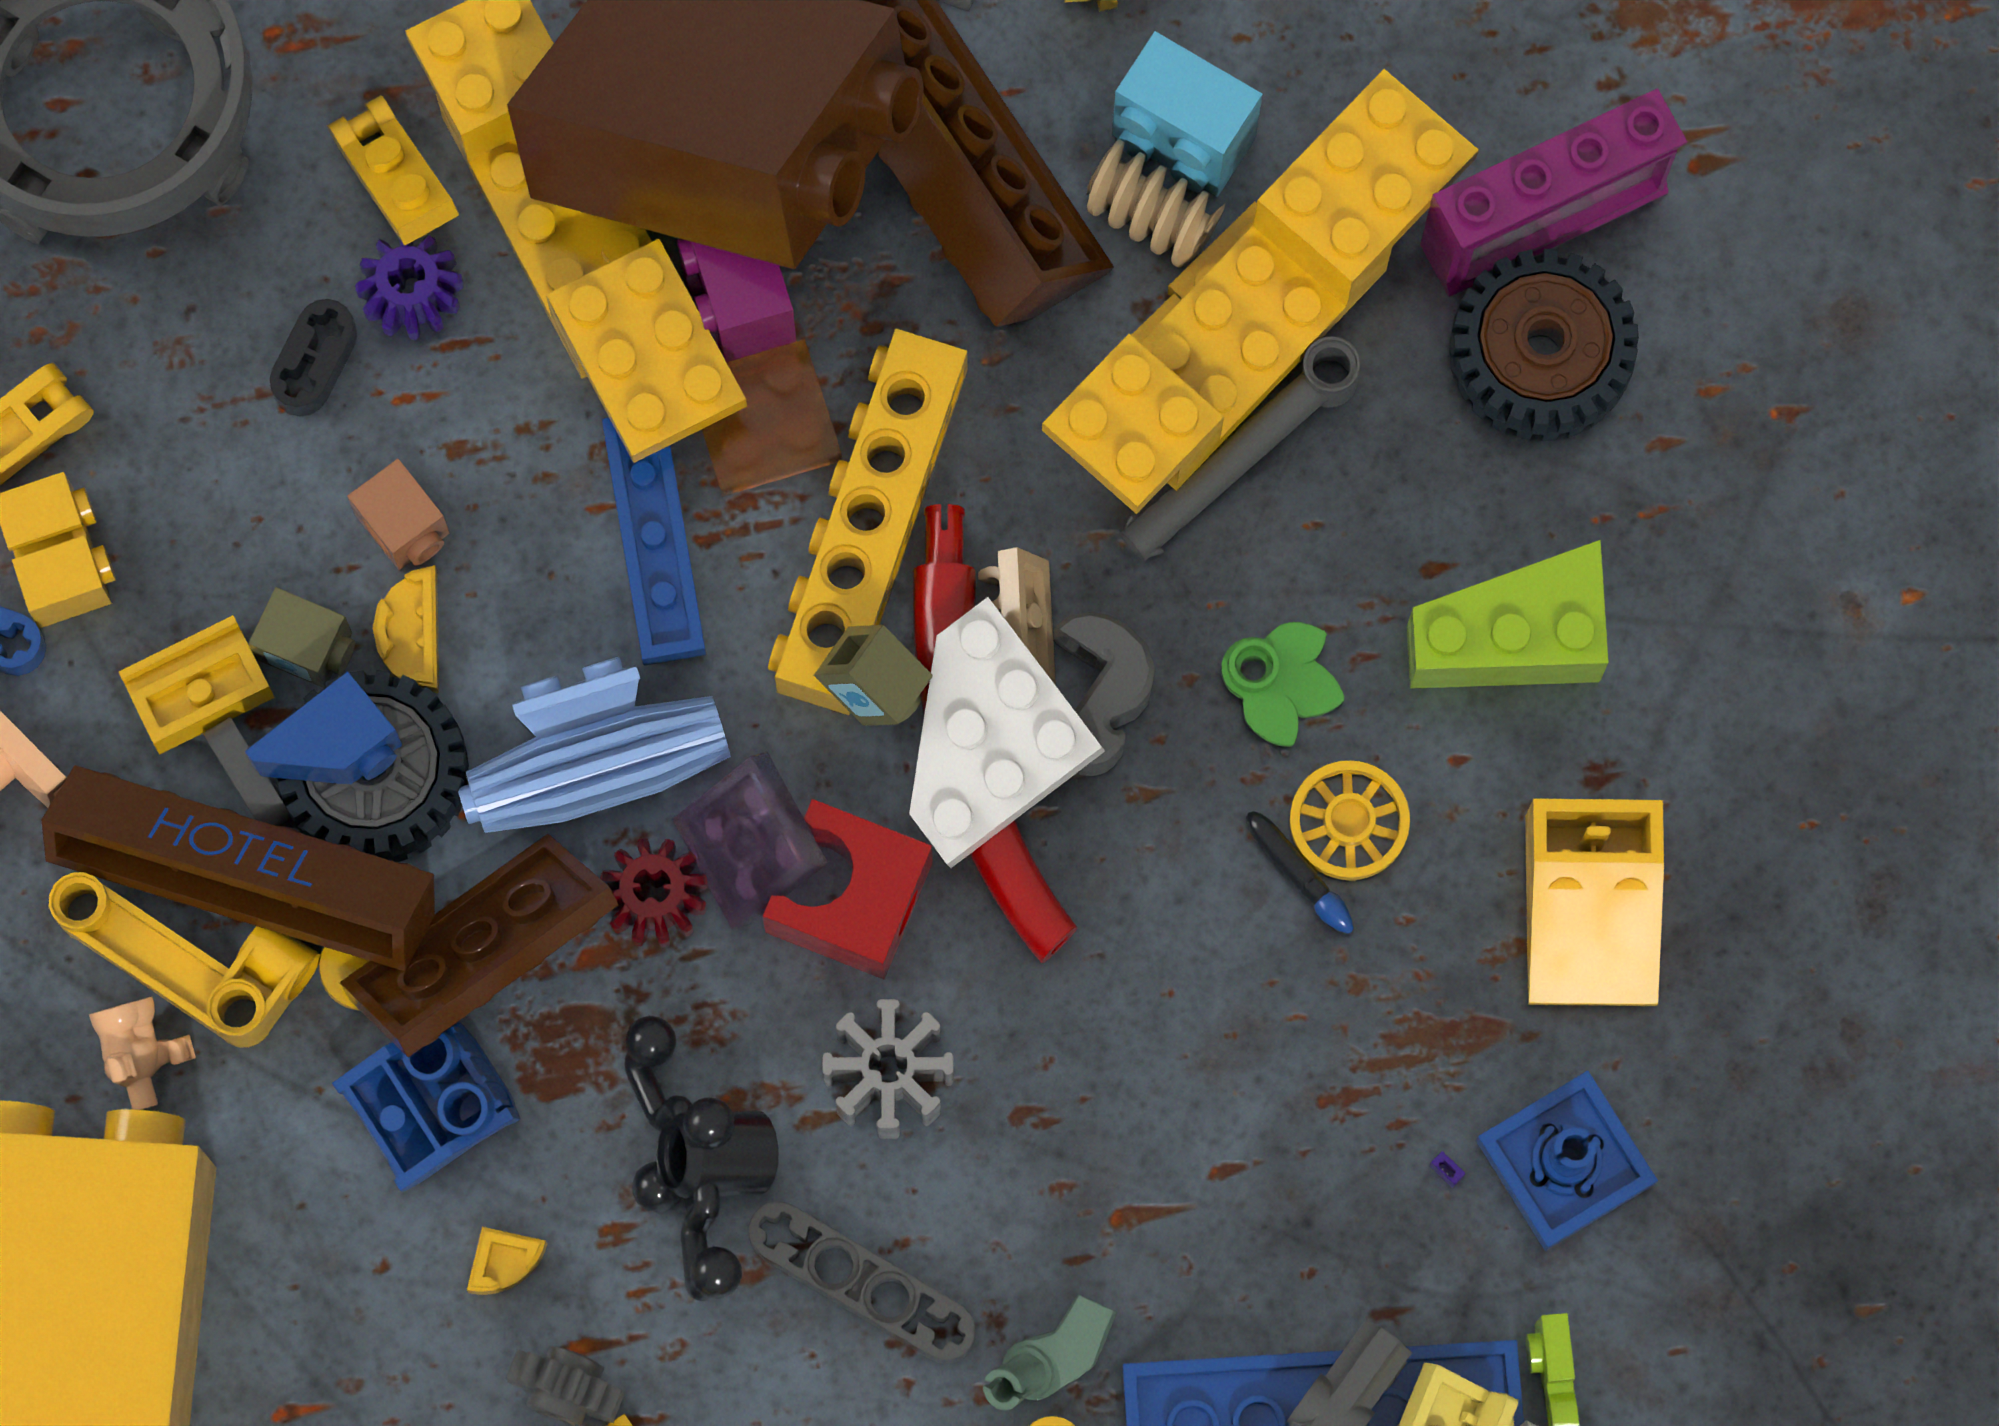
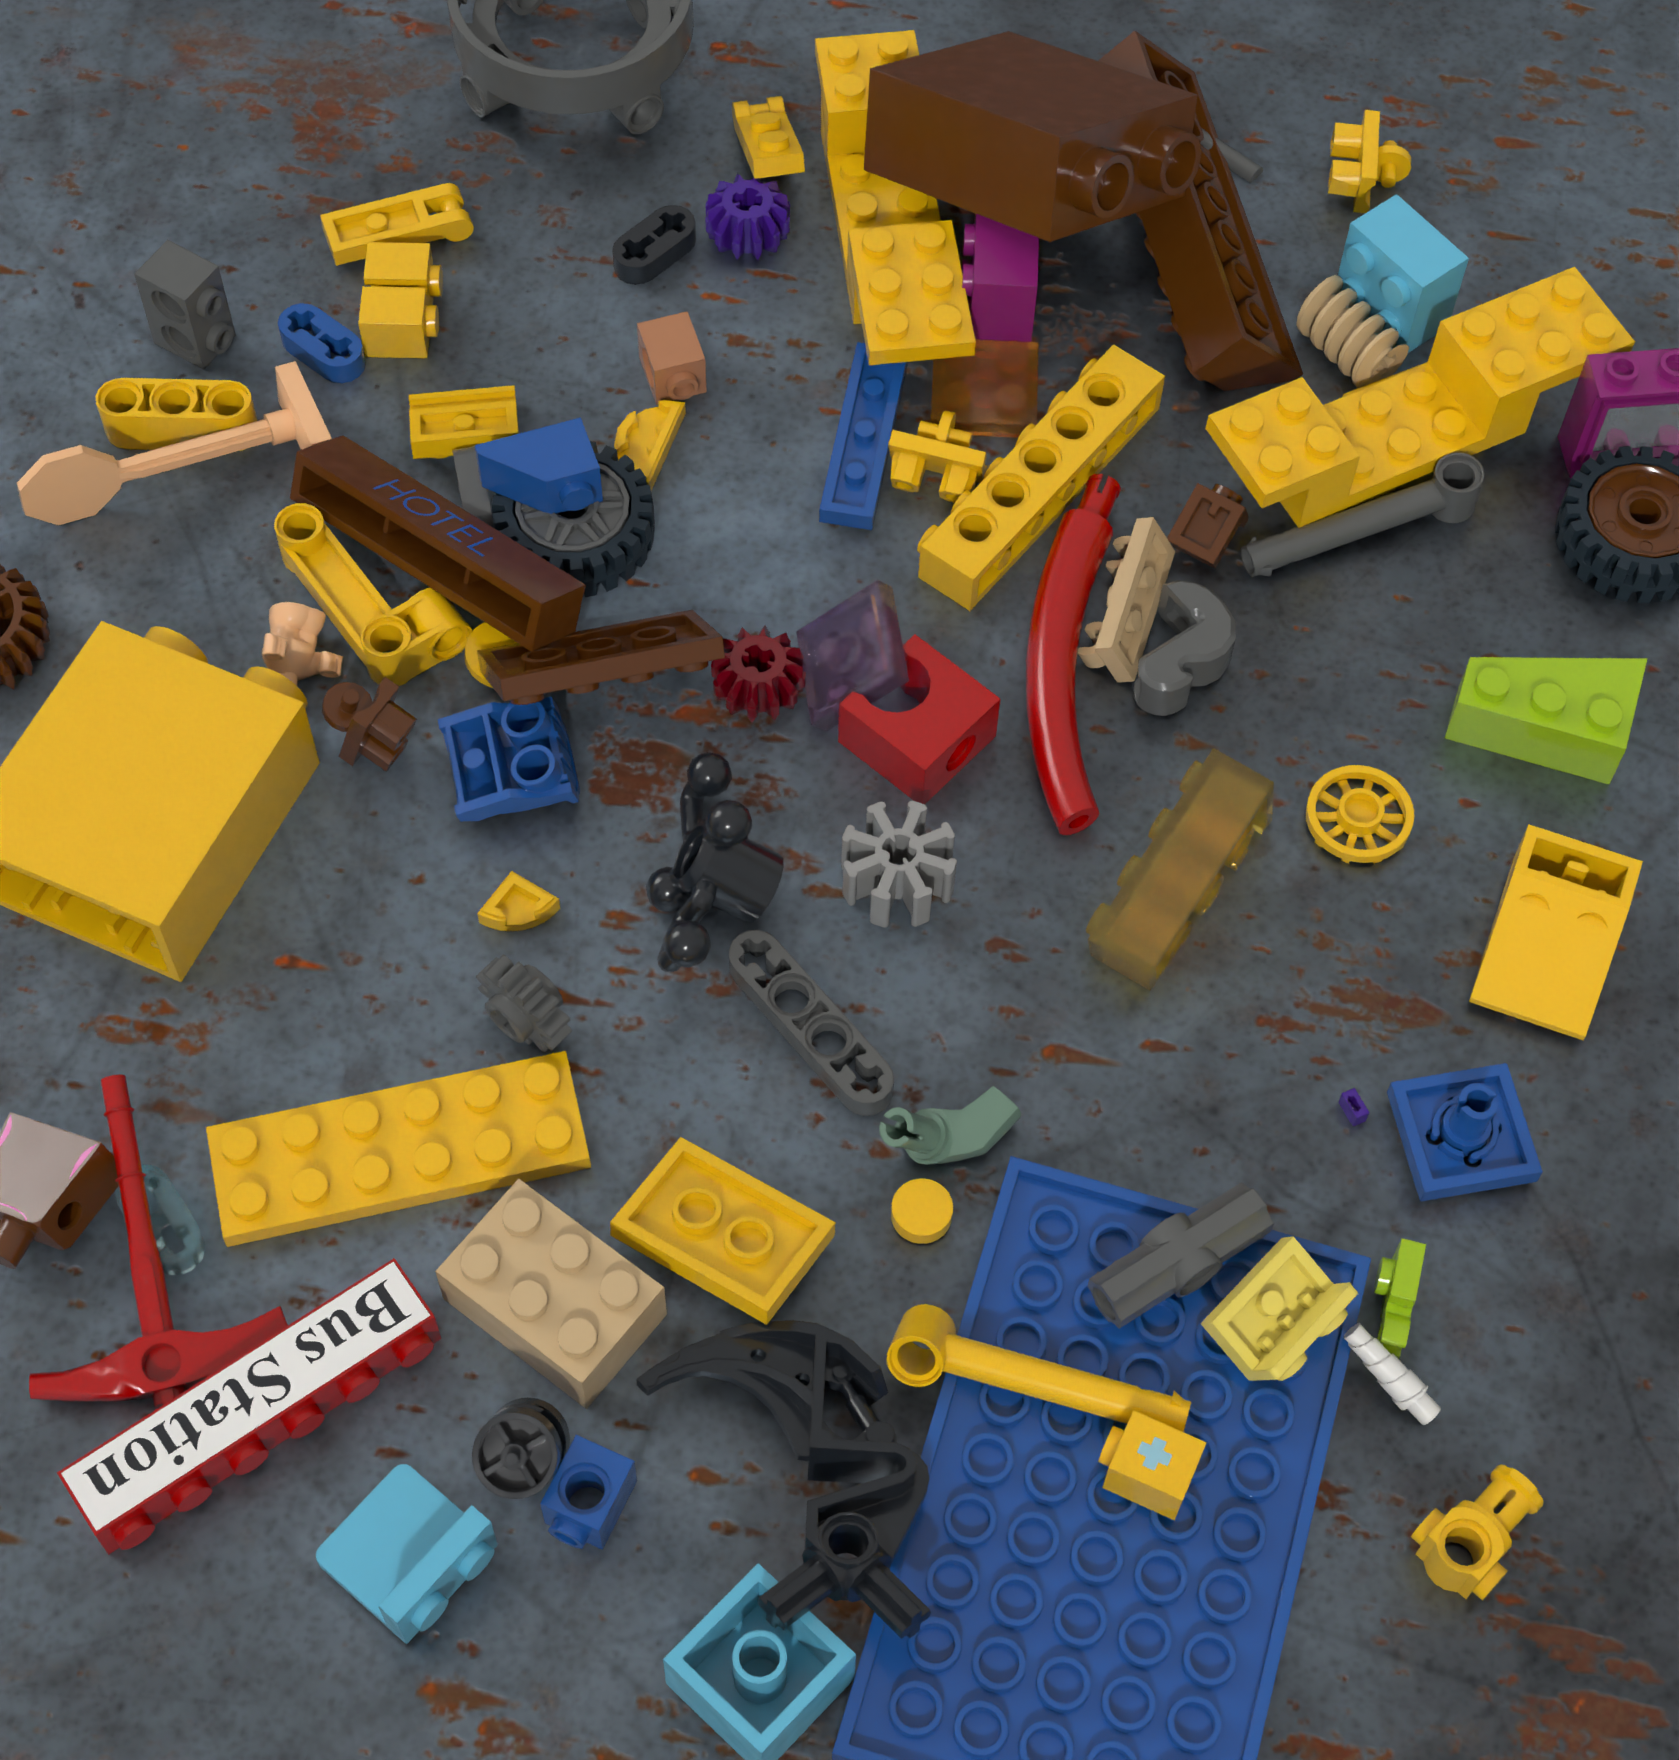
camera: 20 degrees right, 15 degrees down
(260, 1117) = (372, 727): none -> reddish brown hips
(302, 638) = (554, 400): olive brick -> none
(591, 750) = (751, 550): light blue plate -> none
(719, 548) = (938, 450): none -> yellow hips
(874, 676) = (1001, 562): olive brick -> none
(990, 735) = (1080, 639): white plate -> none
(1074, 518) = (1208, 523): none -> reddish brown bracket
(1188, 975) = (1181, 867): none -> clear yellow wedge
(1291, 684) = (1342, 698): bright green plate -> none
(1326, 903) = (1304, 839): black piece -> none

